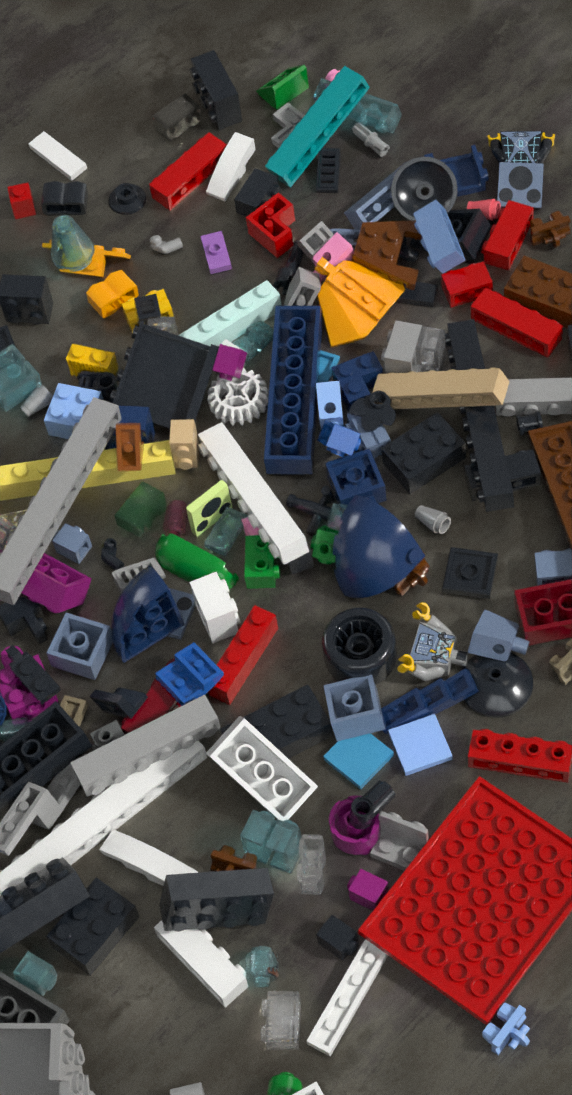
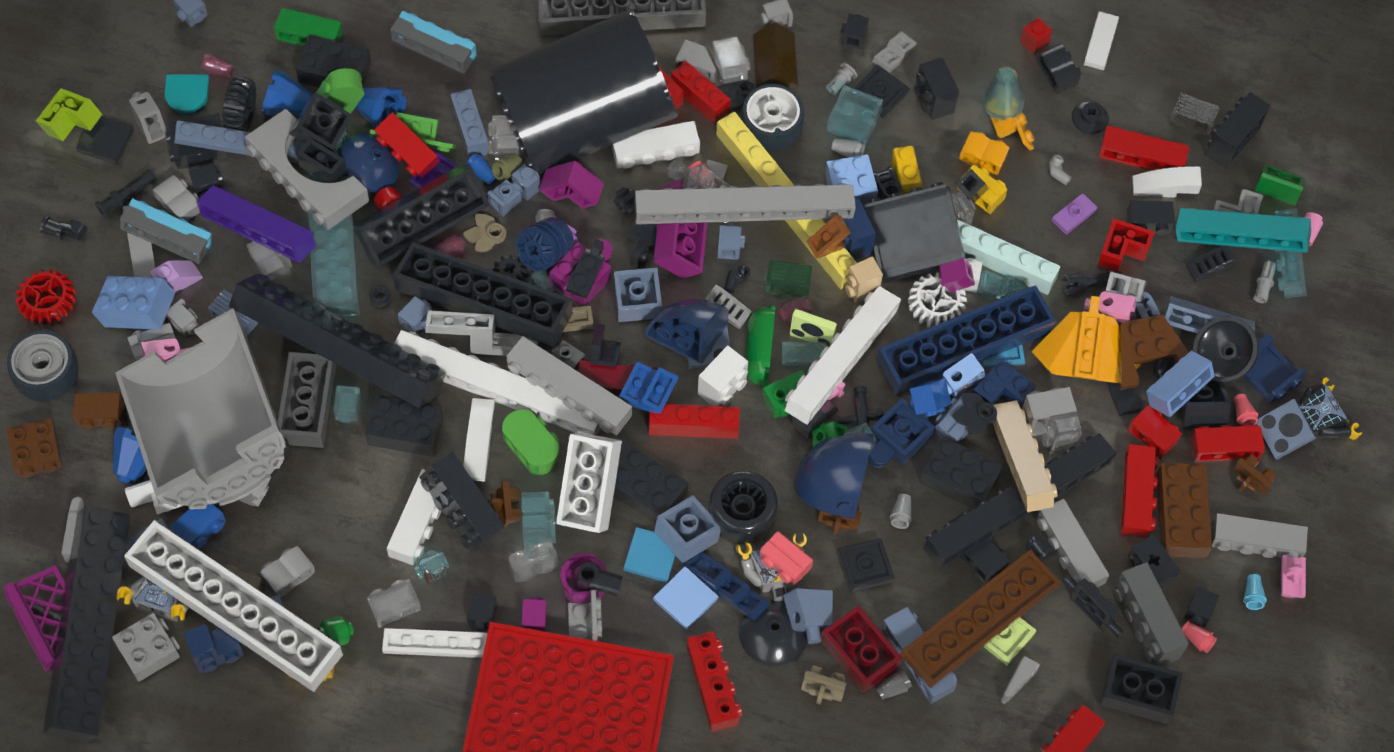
camera: 50 degrees right, 5 degrees up
(179, 813) = (531, 441): none -> bright green brick
(303, 288) = (1066, 299): light grey slope -> none
(435, 630) = (785, 558): none -> coral brick

